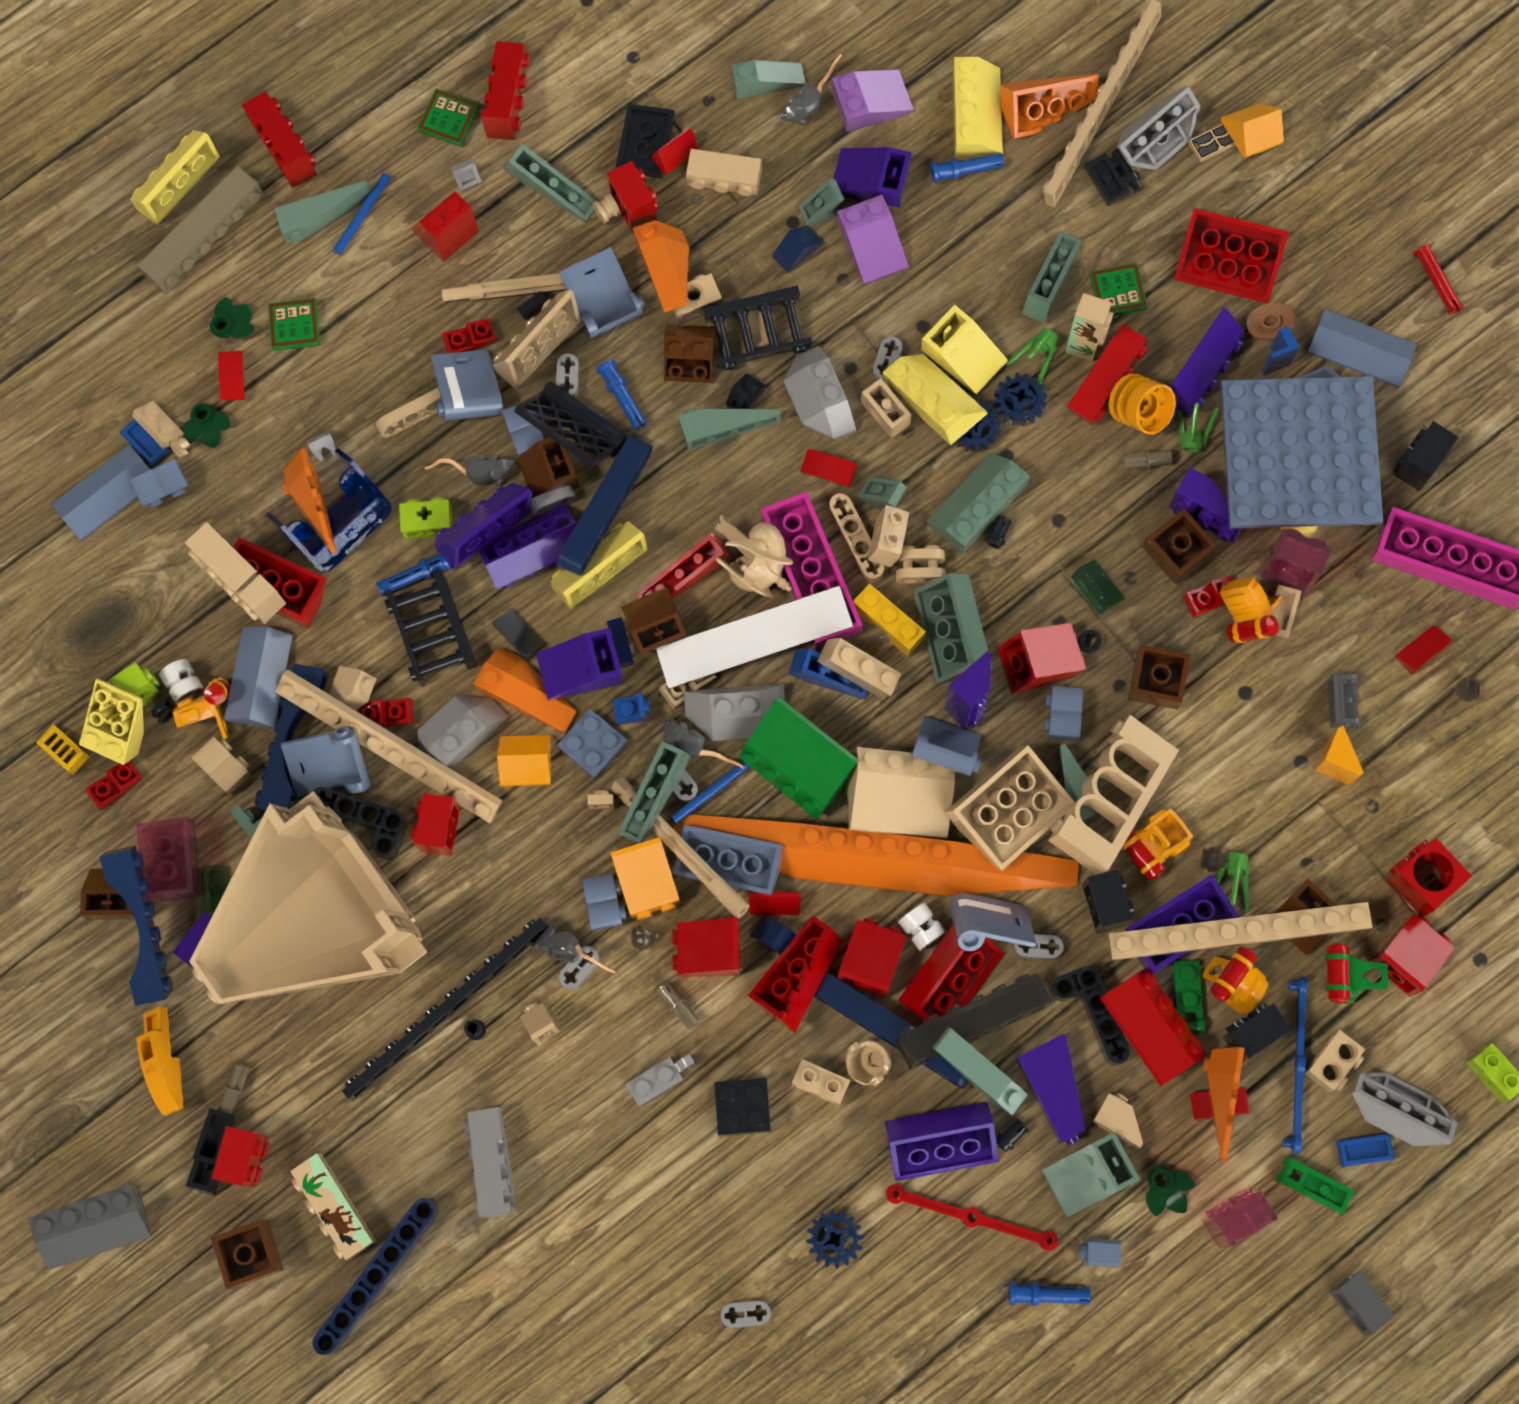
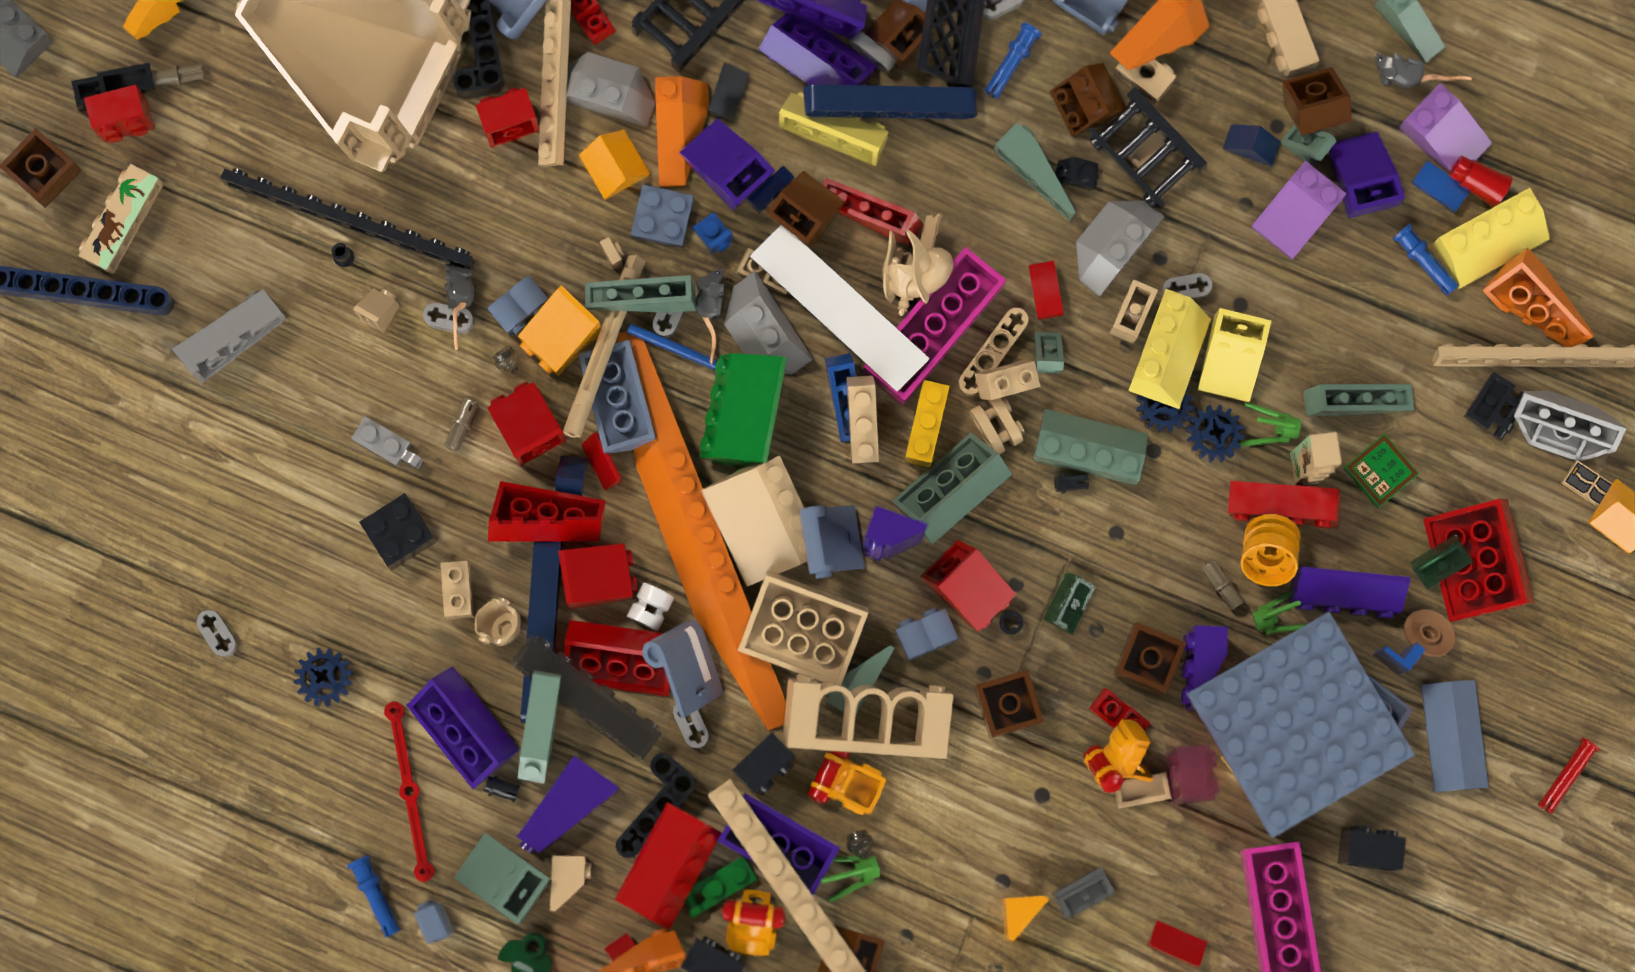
camera: 50 degrees right, 5 degrees up
(793, 177) = (1317, 101): none -> reddish brown brick
(912, 125) = (1440, 186): none -> blue tile
(927, 90) = (1481, 180): none -> red plant
(1217, 282) = (1441, 561): none -> clear green slope

